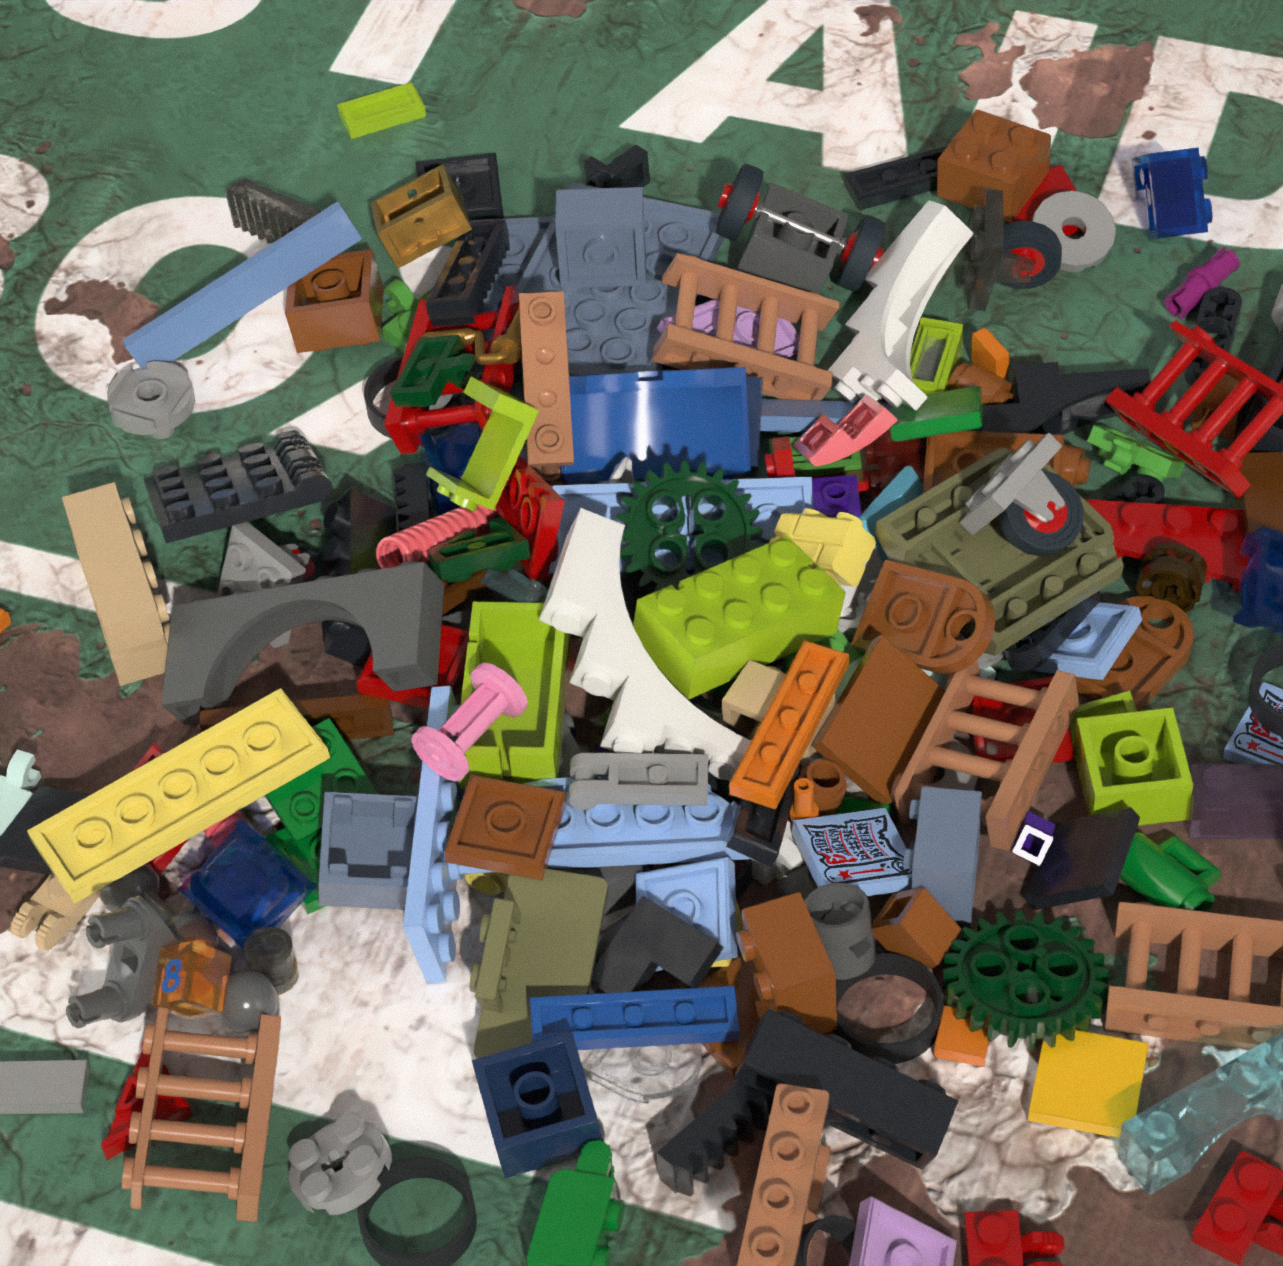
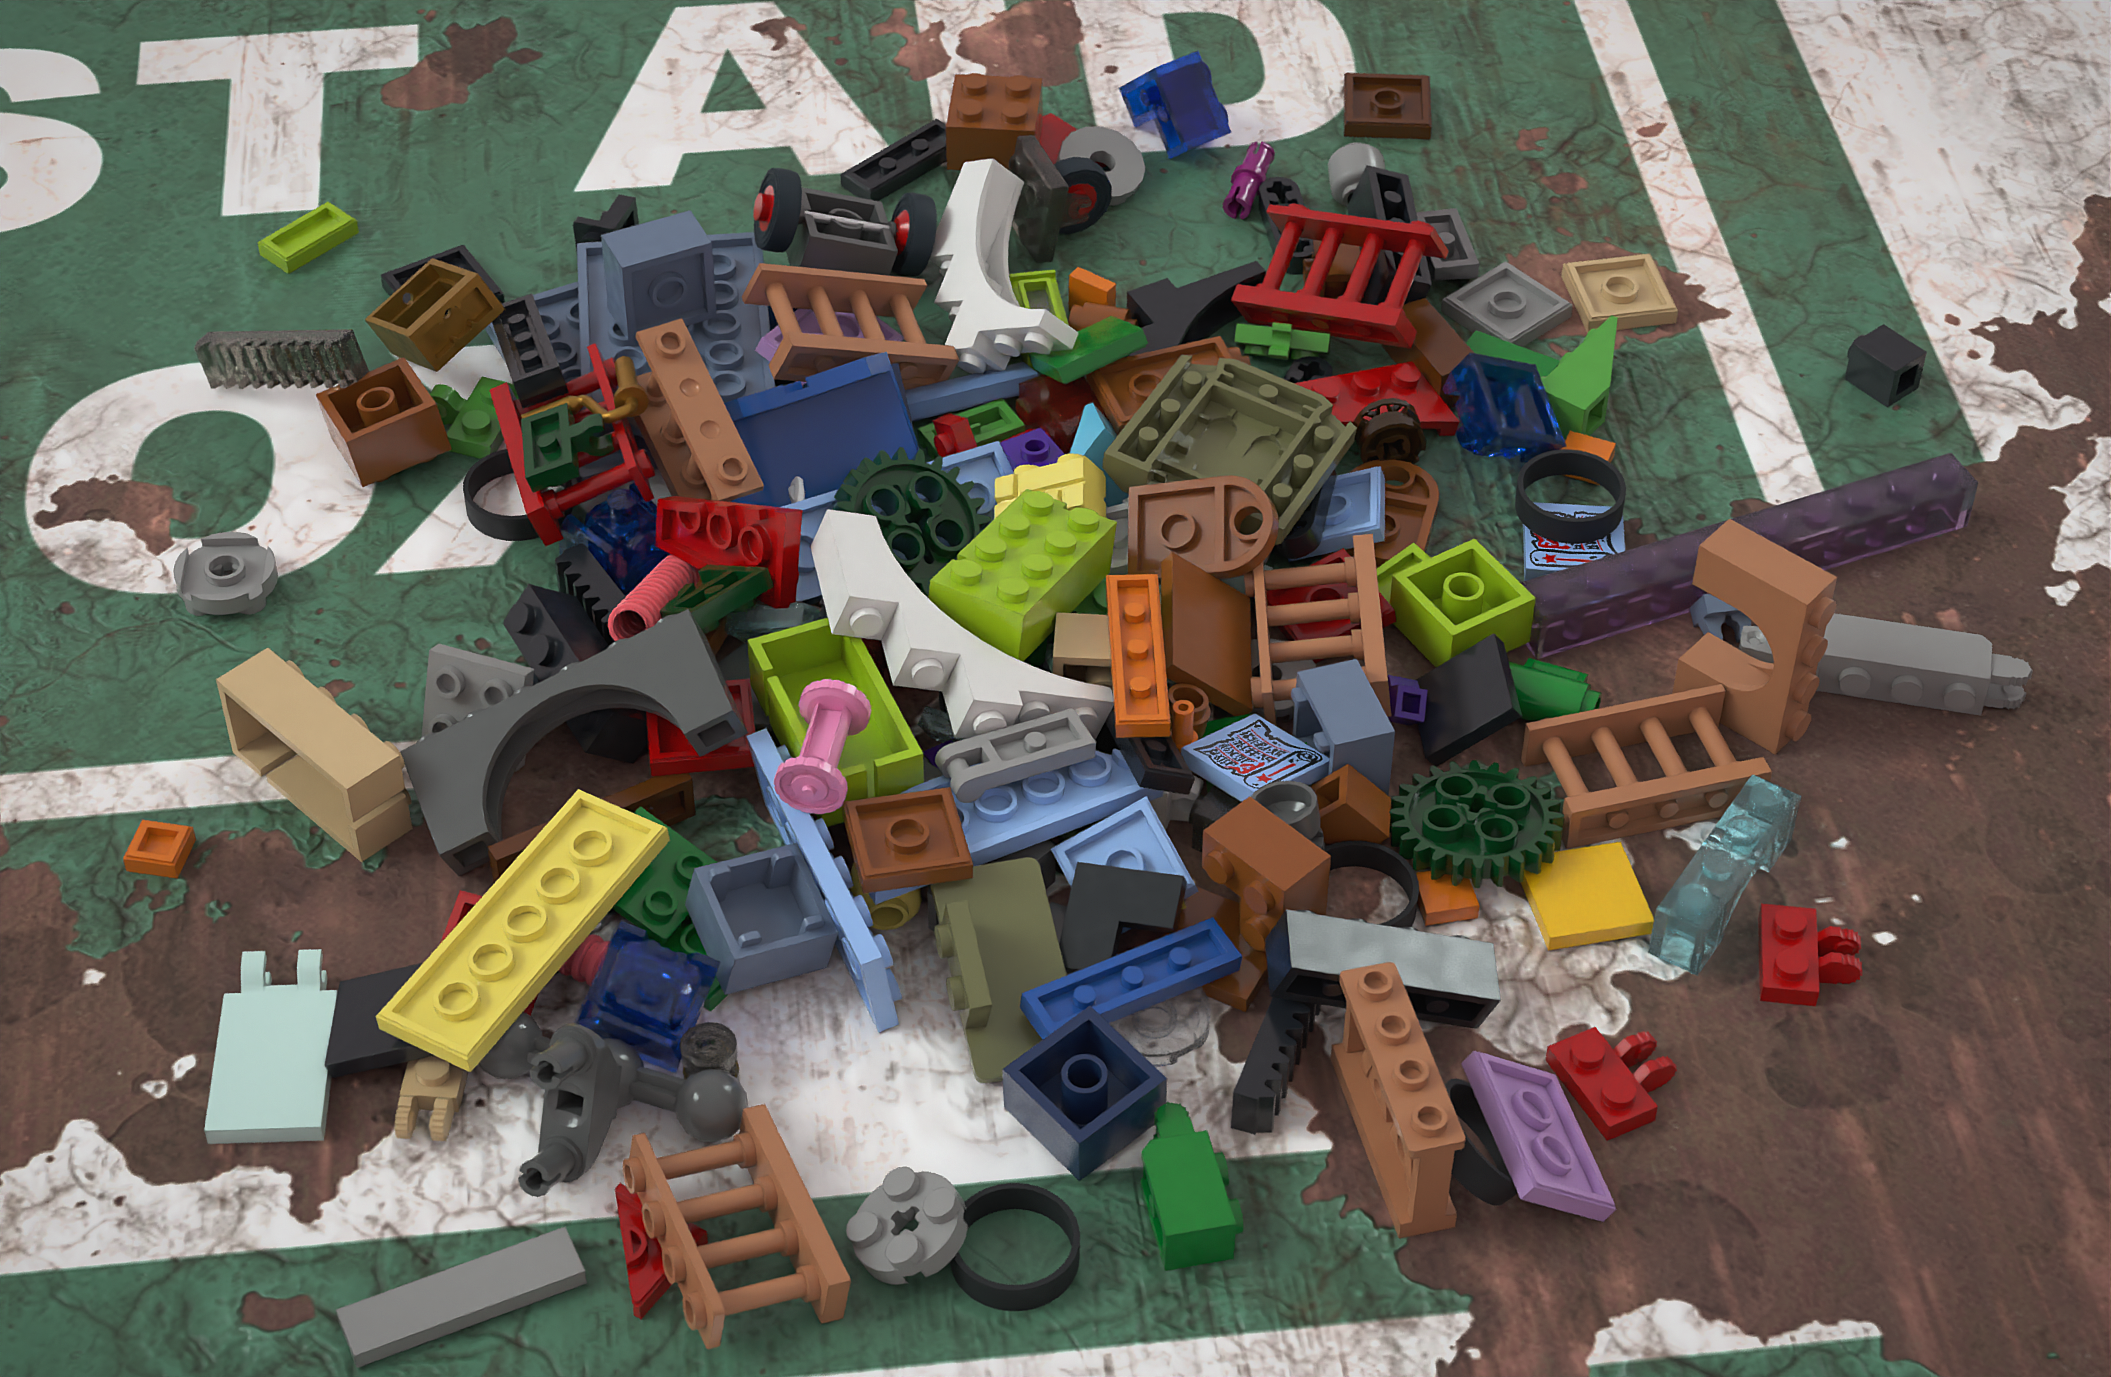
camera: 30 degrees left, 5 degrees down
(192, 979) = (654, 1096): clear orange brick -> none
(237, 487) = (397, 620): black hinge -> none
(244, 287) = (283, 430): medium blue tile -> none
(494, 452) = (672, 495): lime panel -> none
(830, 442) = (1012, 389): coral slope -> none
(1034, 507) = (1246, 387): plate -> none

